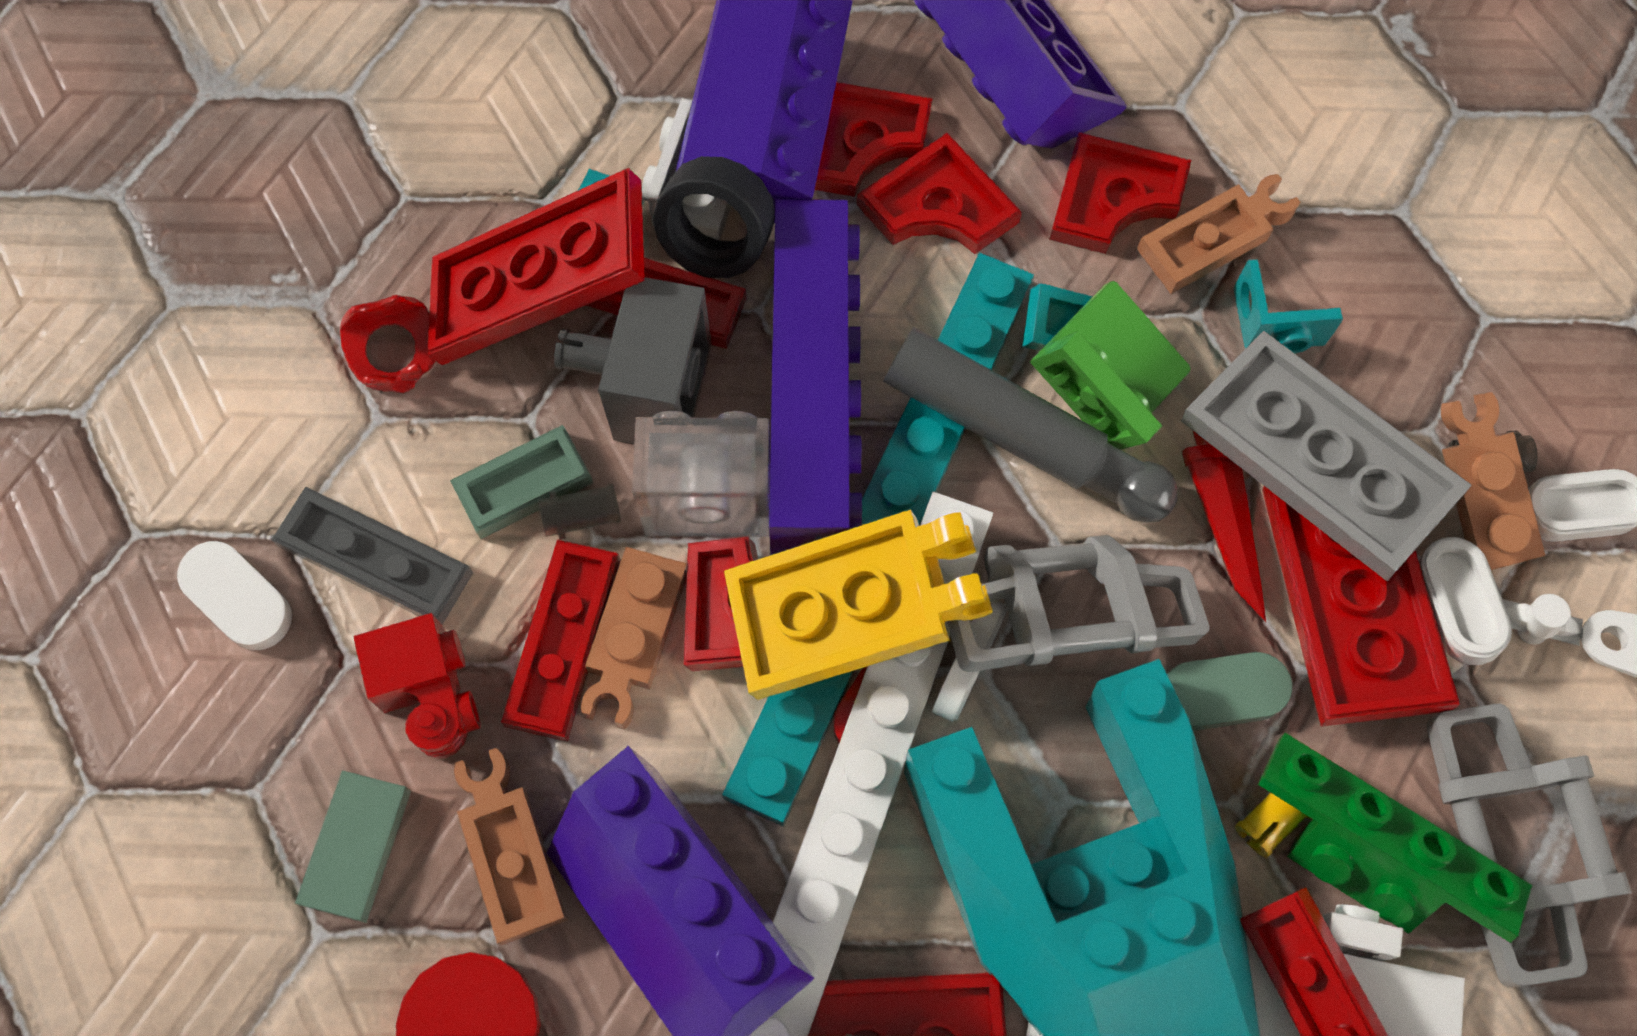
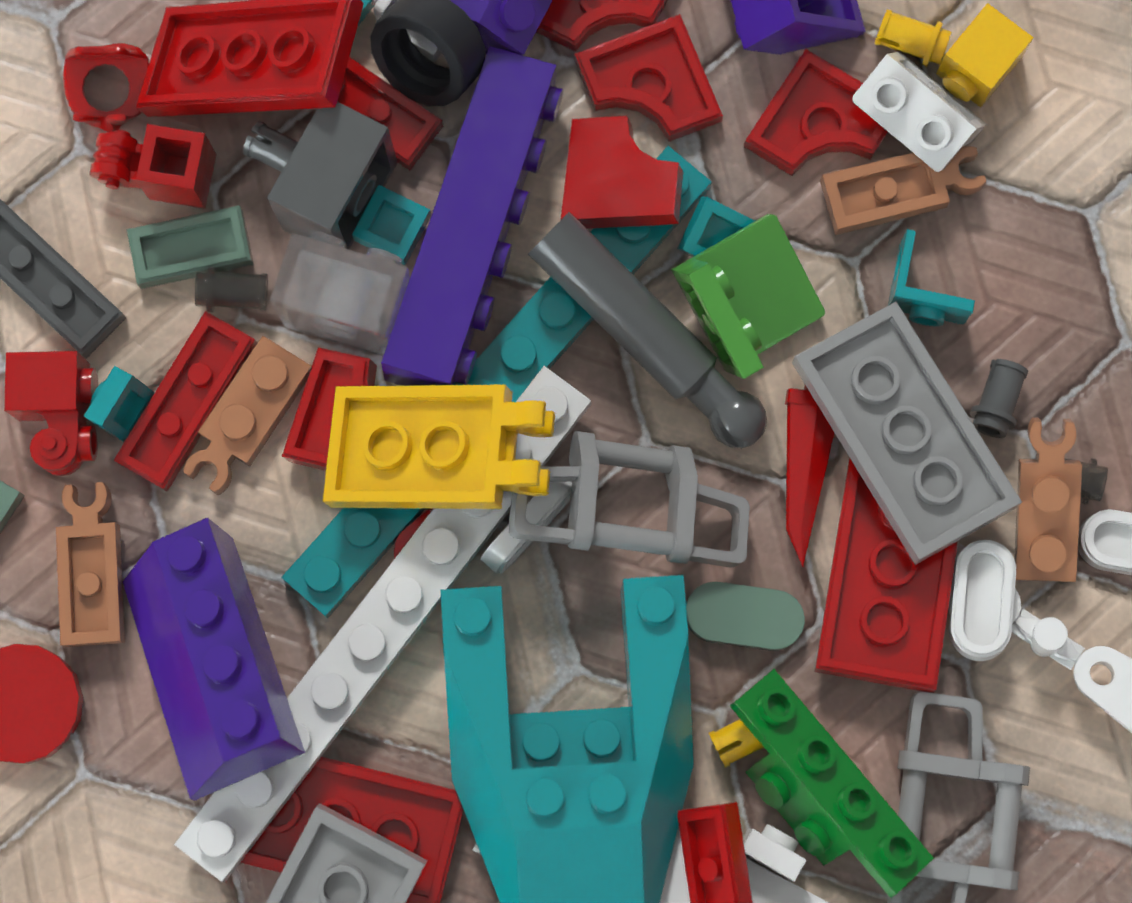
camera: 20 degrees right, 10 degrees up
(479, 404) = (168, 166): none -> red brick
(491, 659) = (118, 403): none -> teal plate
(727, 390) = (392, 223): none -> teal plate
(944, 292) = (615, 181): none -> red tile
(1177, 96) = (913, 37): none -> yellow pin
(1211, 154) = (917, 111): none -> white bracket
(1251, 93) = (983, 56): none -> yellow brick
(1394, 395) = (999, 398): none -> dark grey pin

